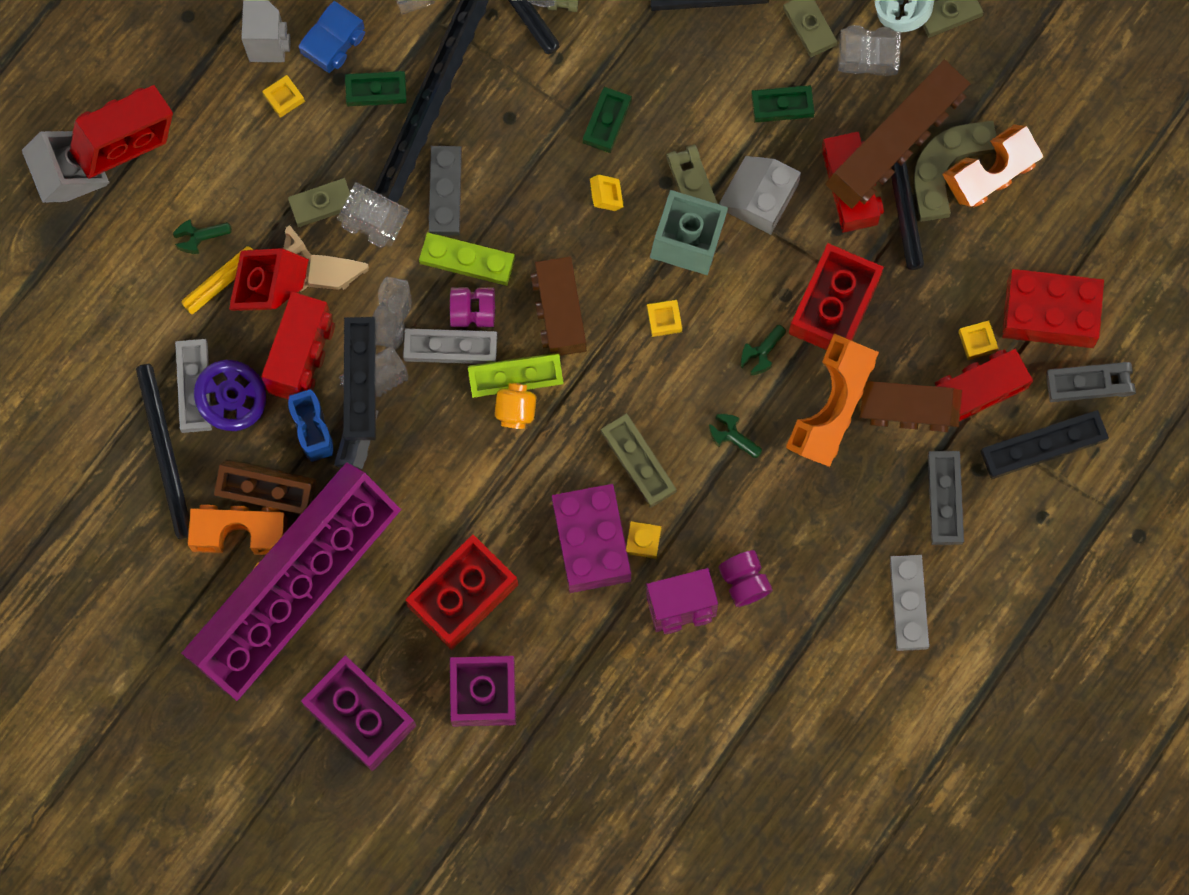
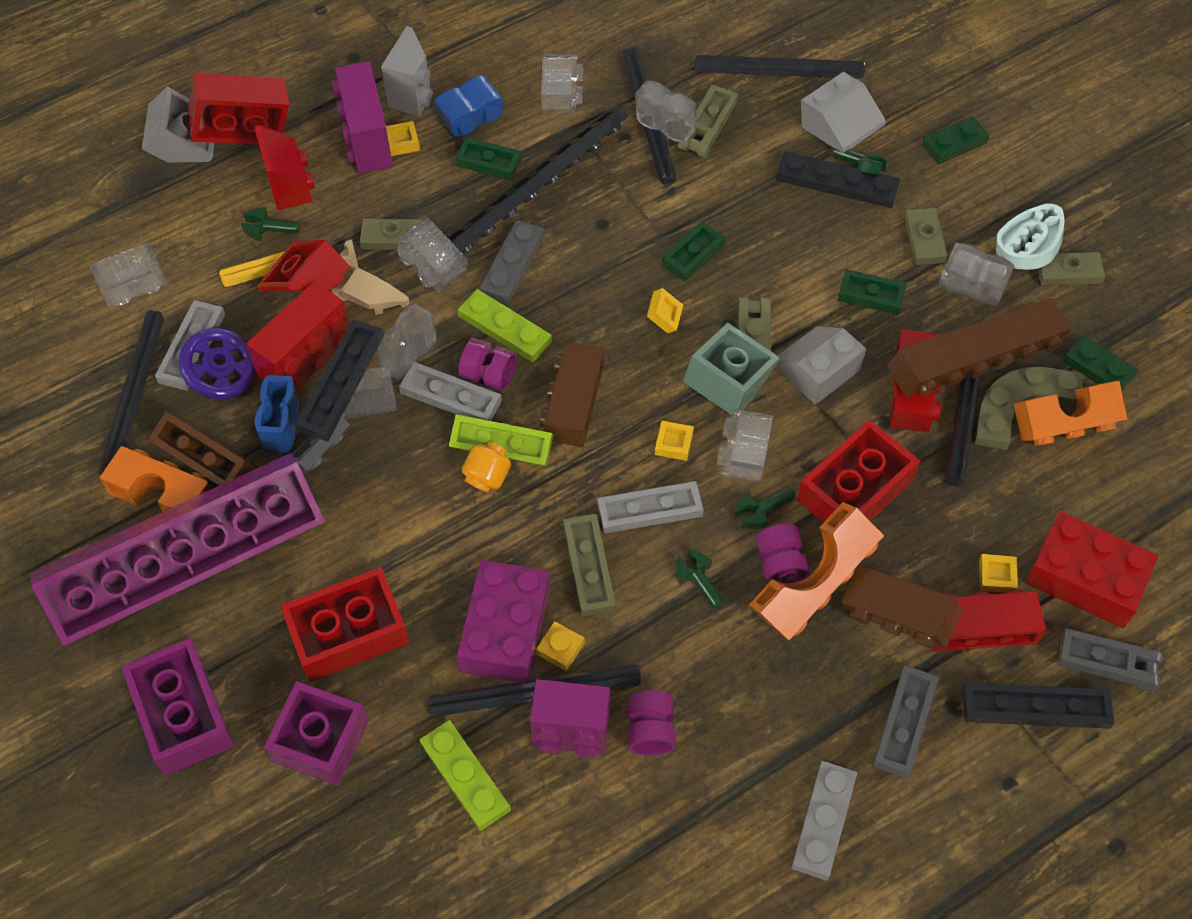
camera: 20 degrees right, 15 degrees down
(100, 338) = (128, 275): none -> clear brick
(191, 174) = (285, 168): none -> red slope
(240, 92) = (363, 117): none -> magenta brick
(612, 676) = (465, 775): none -> lime plate
(638, 586) = (524, 691): none -> black axle
(668, 388) = (650, 507): none -> light grey plate
(728, 300) = (746, 445): none -> clear brick
(795, 389) = (781, 554): none -> magenta wheel
(1004, 104) = (1099, 363): none -> dark green plate

